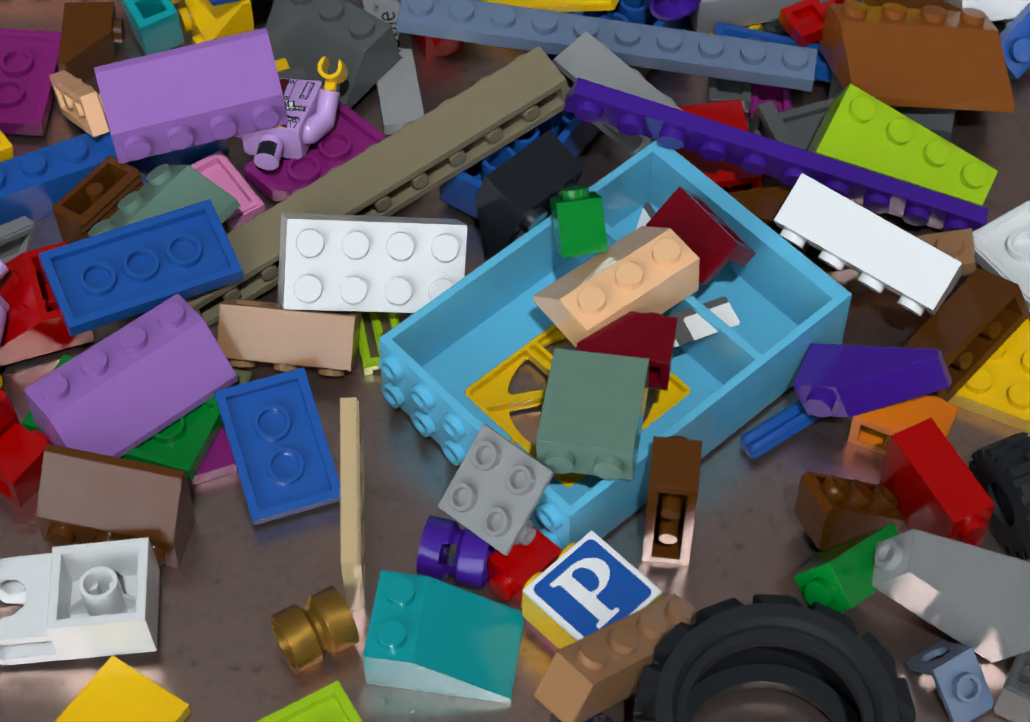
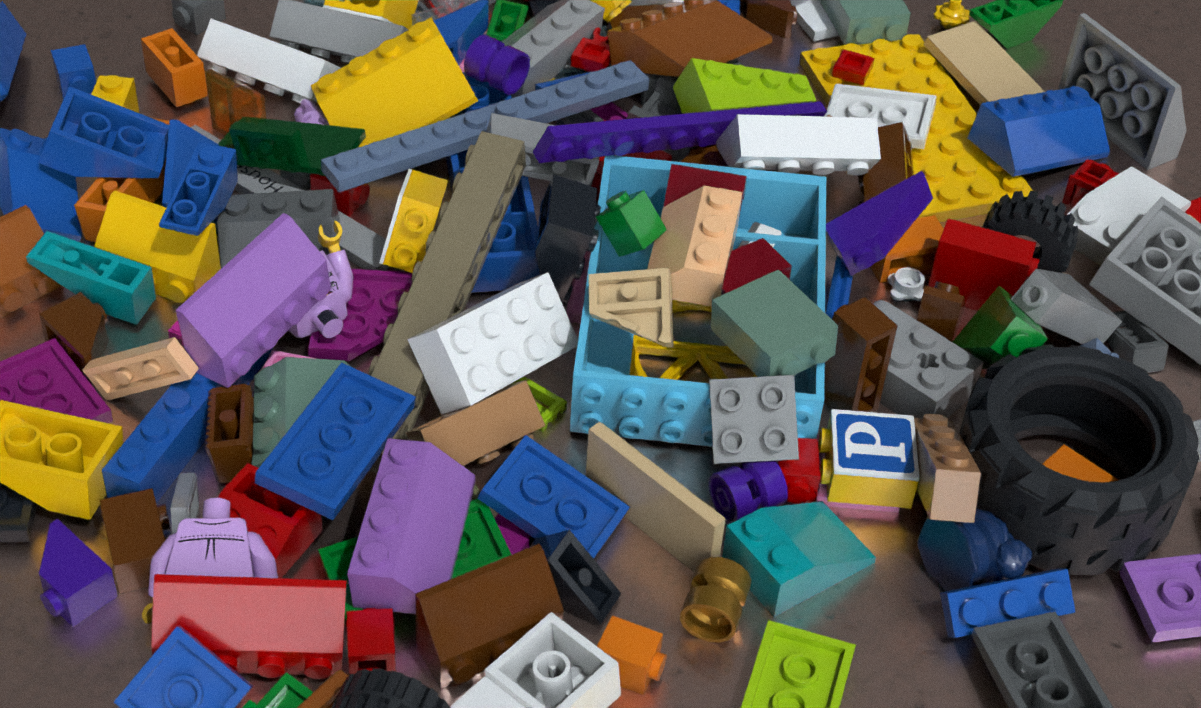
camera: 45 degrees left, 10 degrees down
(195, 622) = (636, 651): none -> orange brick
(223, 523) = (579, 580): none -> black slope
(428, 85) = (413, 220): none -> yellow piece
(499, 306) = (635, 302): none -> tan wing
(748, 535) = (925, 369): none -> light grey brick
(861, 451) = (907, 284): none -> white plate

